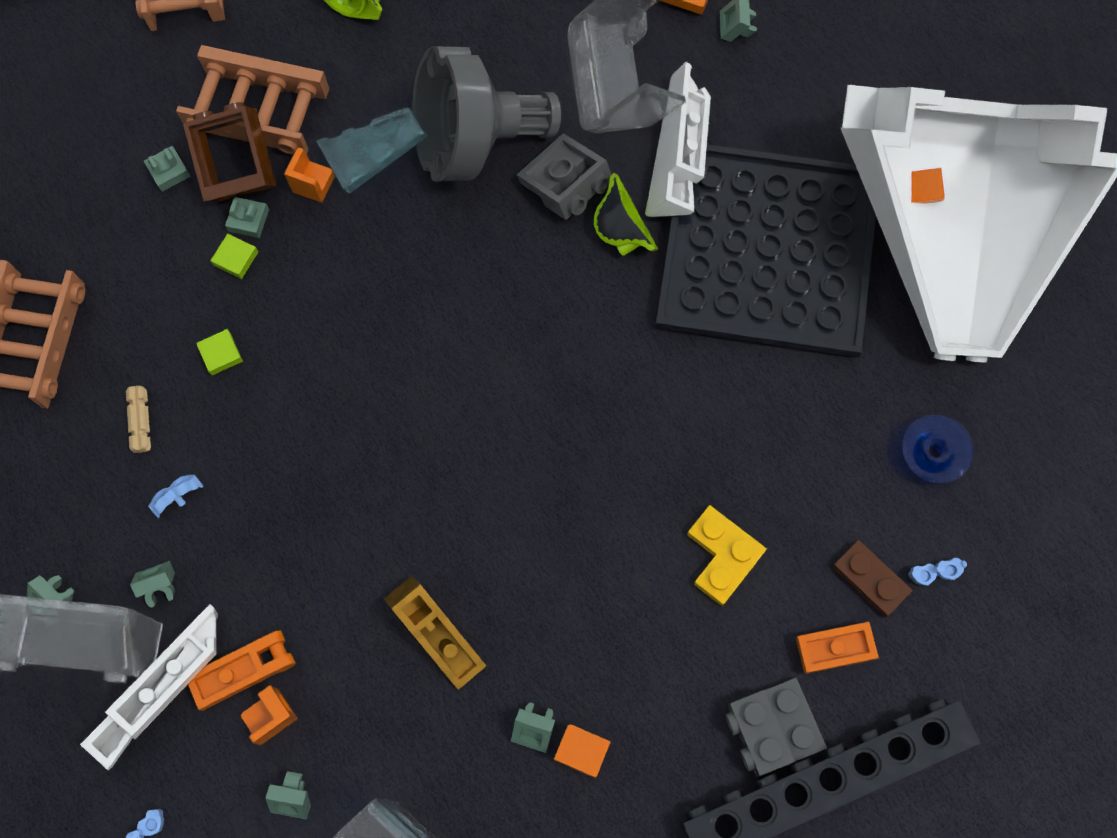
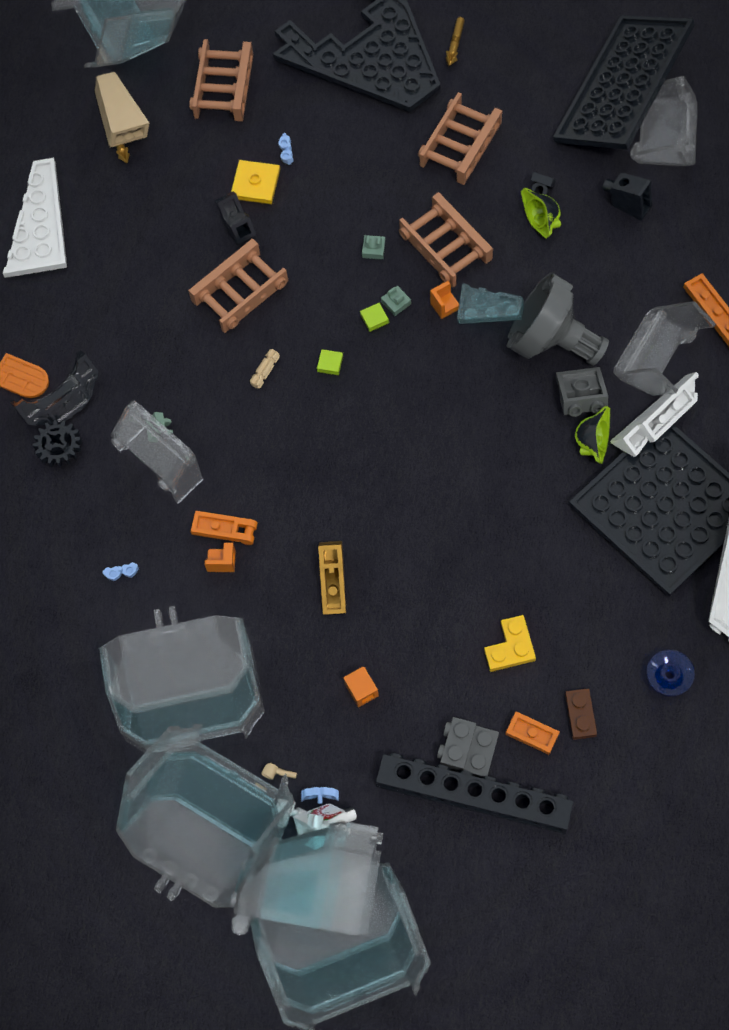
camera: 40 degrees right, 5 degrees down
(152, 580) = (215, 454): sand green tile -> none
(154, 689) = (178, 505): white wedge -> none
(174, 492) = (255, 417): light blue piece -> none
(203, 161) = (394, 254): reddish brown window -> none
(290, 798) = (202, 604): sand green tile -> none
(533, 729) = (344, 658): sand green tile -> none
(944, 569) = (612, 733): light blue piece -> none

